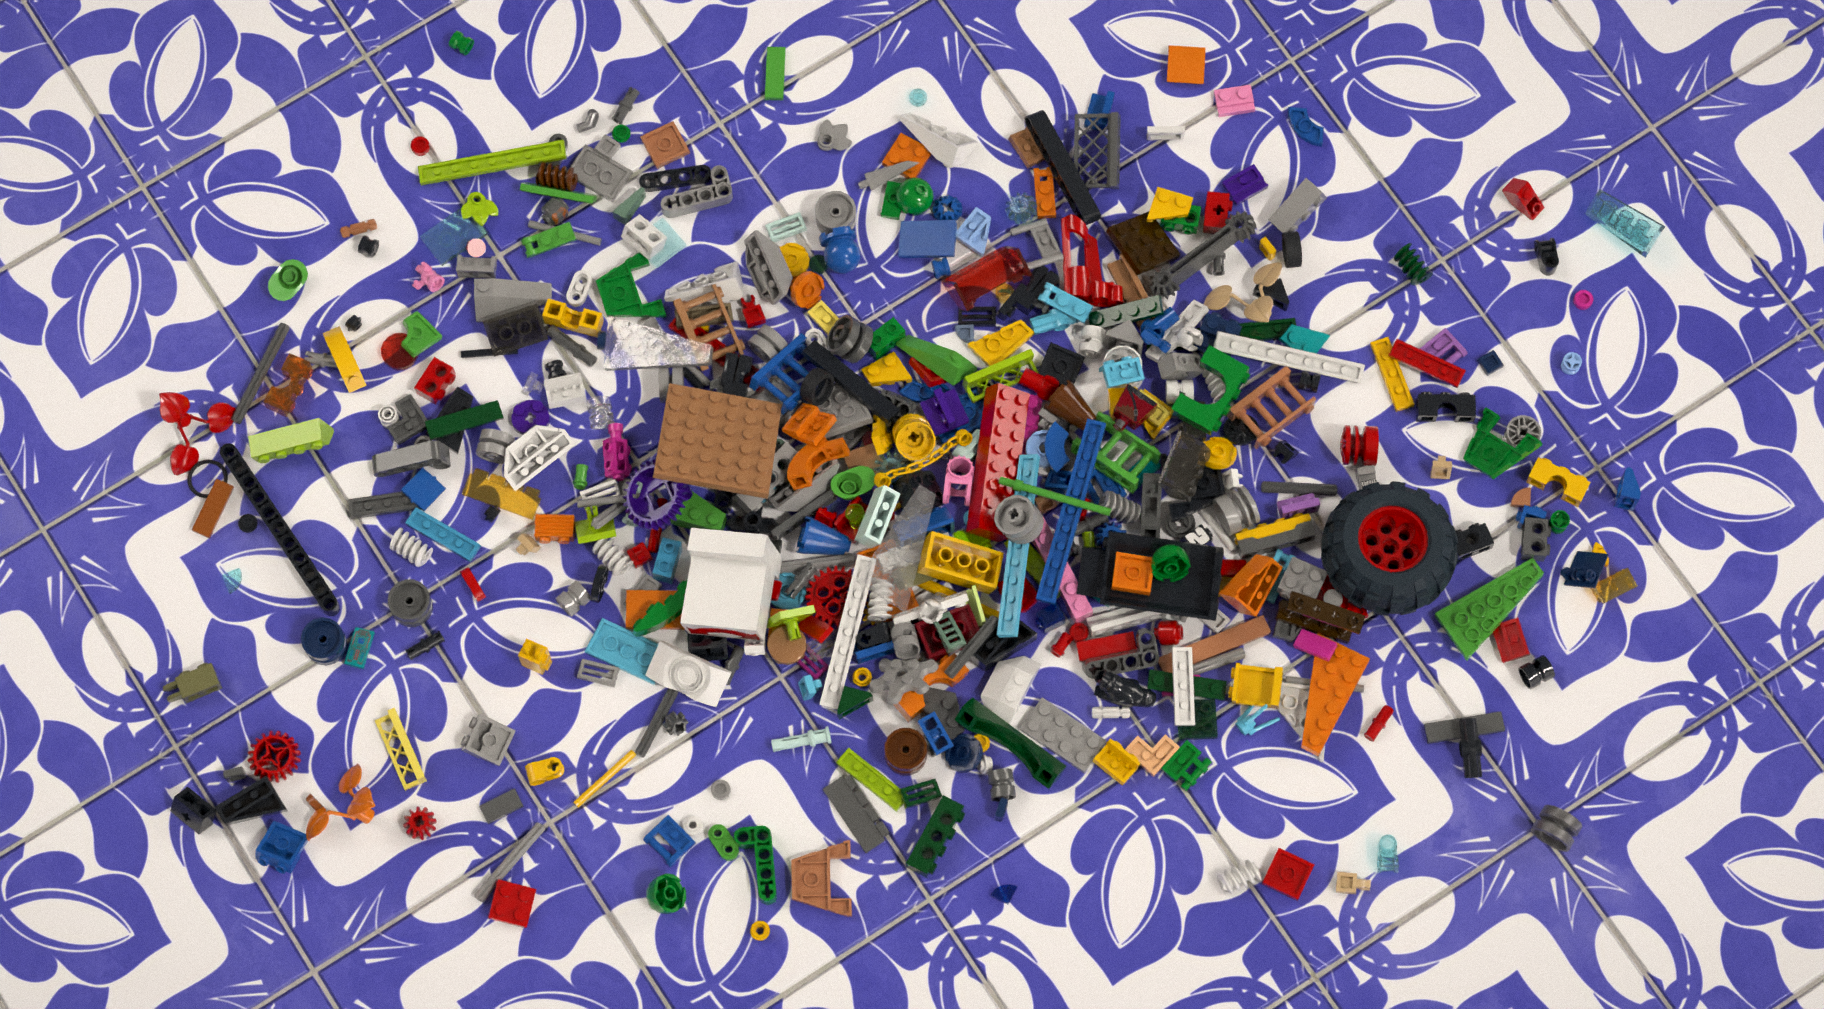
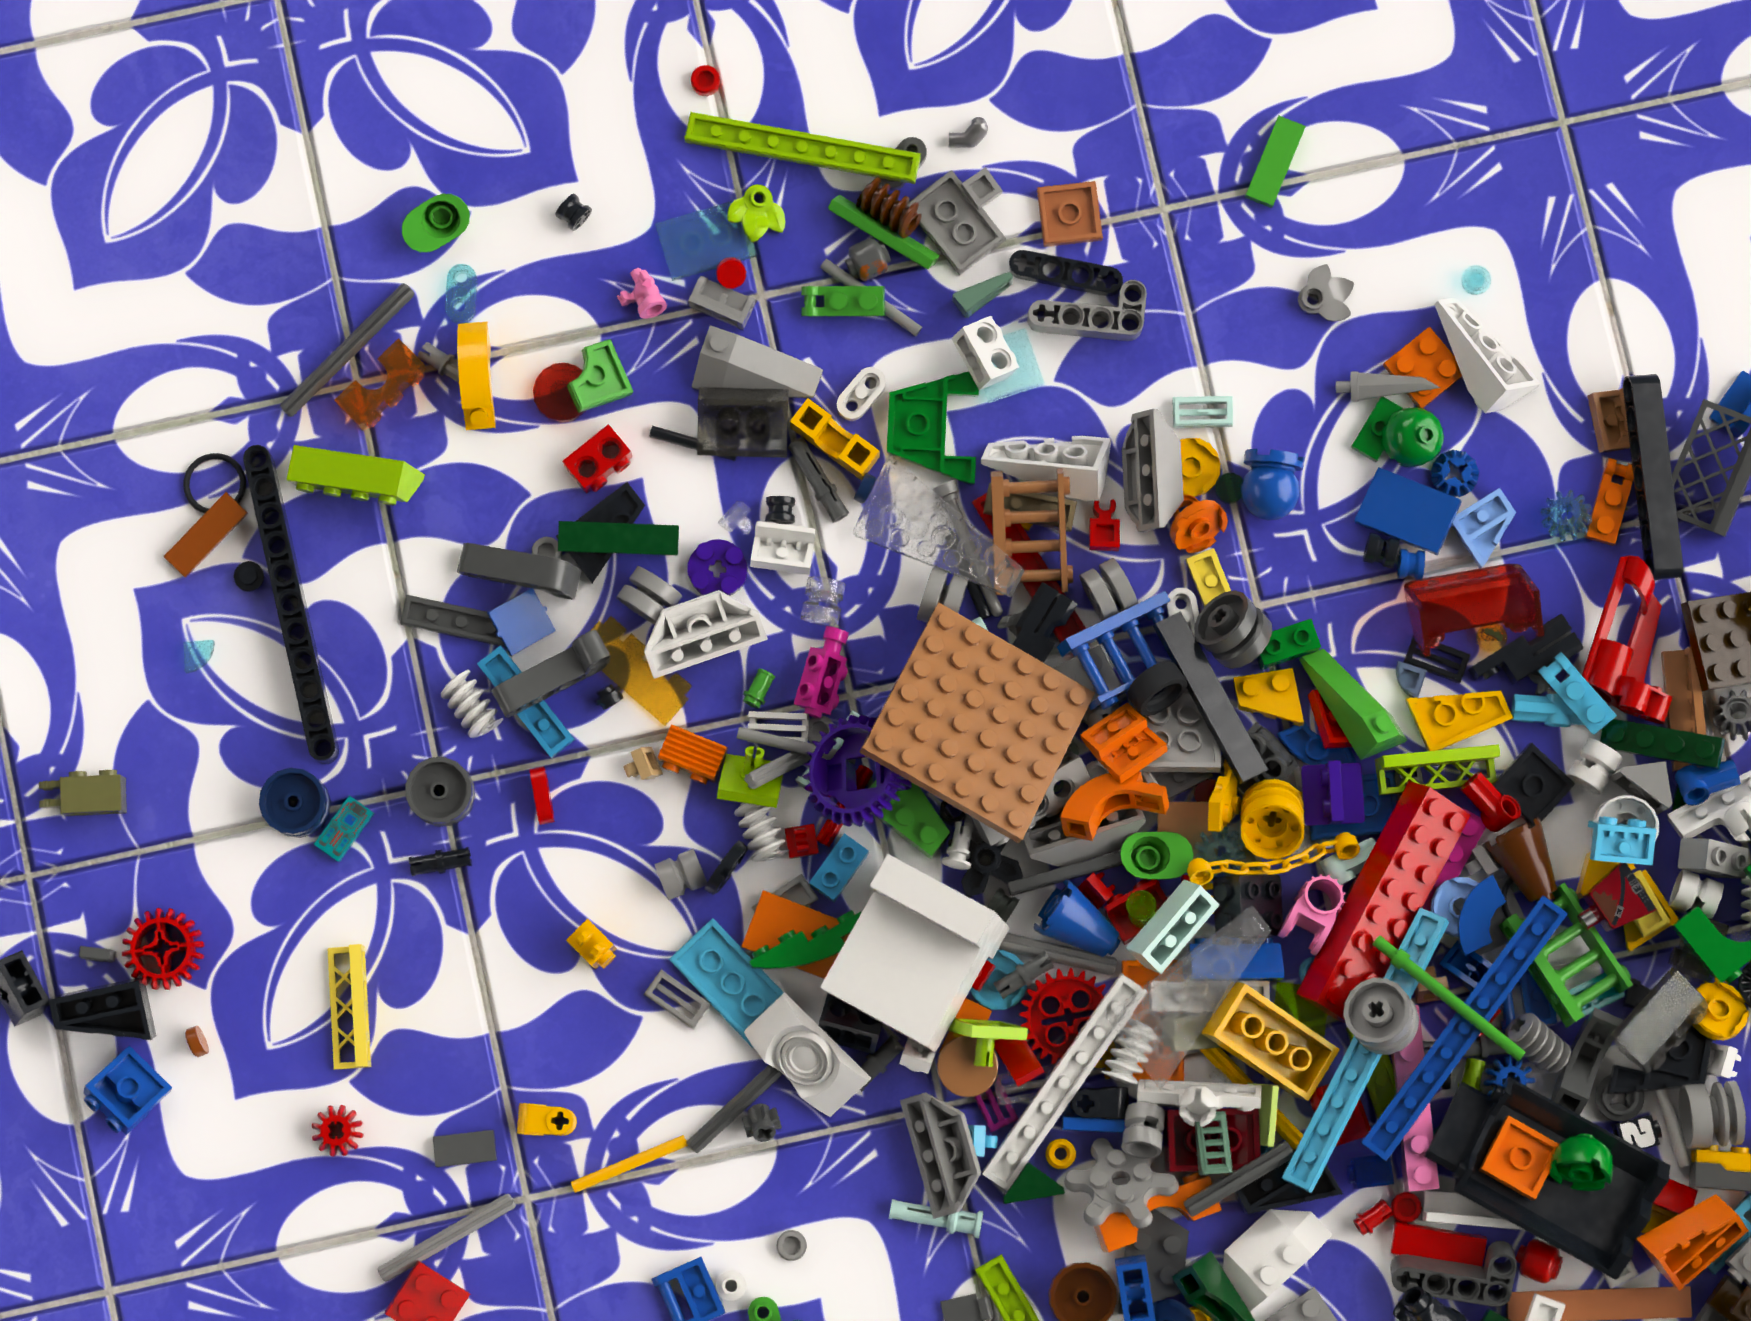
camera: 20 degrees right, 10 degrees up
(174, 409) = (202, 370): red plant -> none
(317, 316) = (461, 293): none -> clear light blue plate
(353, 323) = (510, 324): black plate -> none
(358, 228) = (569, 176): nougat axle -> none
(359, 807) = (256, 1084): orange plant -> none
(388, 419) = (512, 494): white wheel -> none
(412, 422) = (542, 511): dark grey plate -> none
(468, 497) = (553, 675): none -> dark grey beam
(487, 739) = (479, 1042): light grey plate -> none
(621, 133) = (1010, 172): green plate -> none
(625, 105) = (1032, 130): dark grey pin -> none
(735, 523) = (959, 847): none -> white pin
(790, 697) = (942, 1152): none -> light grey wedge
(835, 210) = (1286, 404): light grey wheel -> none
(916, 266) = (1374, 549): none -> black wheel
(1044, 241) = (1582, 582): light grey plate -> none
(1151, 337) = (1689, 803): blue plate -> none

